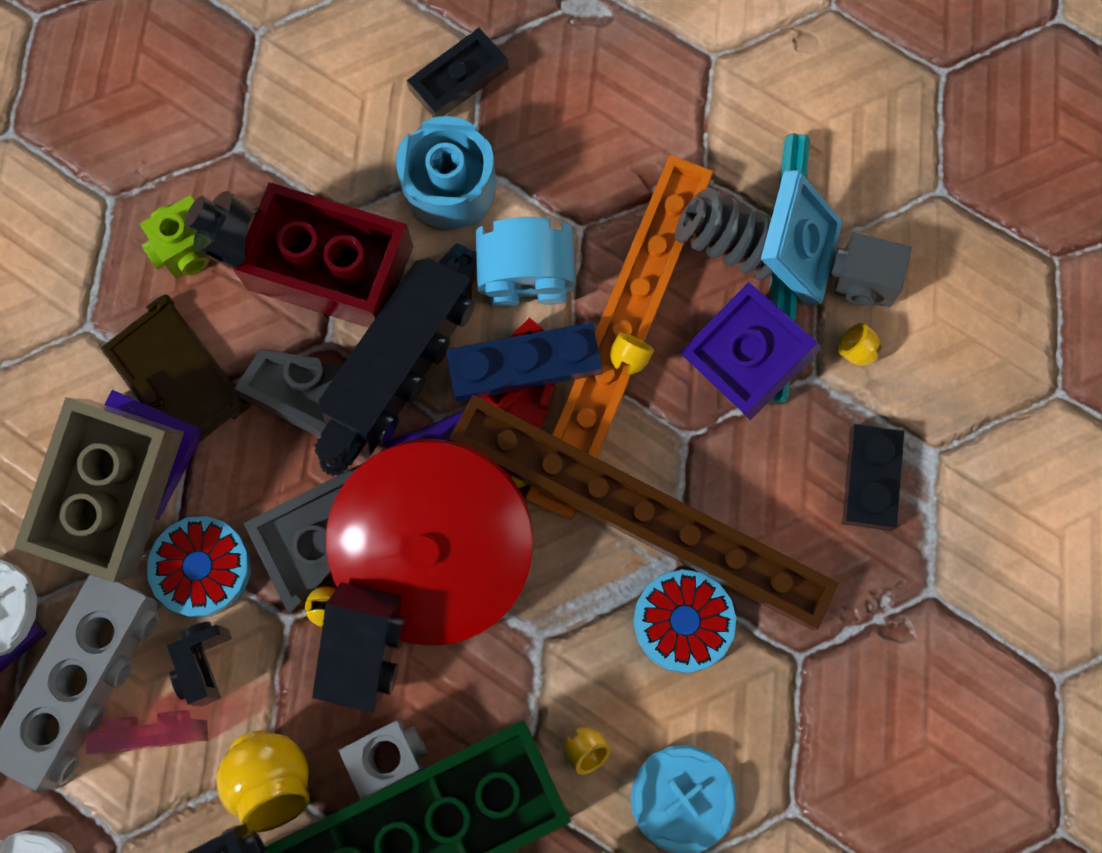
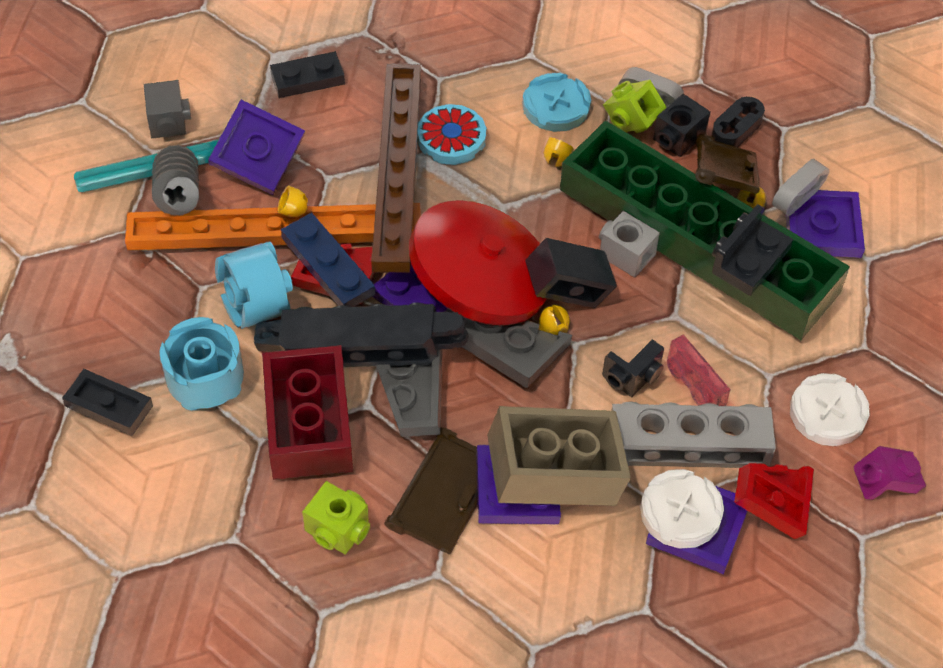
camera: 120 degrees left, 20 degrees down
(198, 567) = (572, 391): tile -> none
(221, 227) = (324, 455): black piece -> none
(263, 780) = (681, 292): yellow piece -> none
(802, 238) = (161, 139): medium azure tile -> none
(860, 345) = (213, 103): yellow hinge -> none

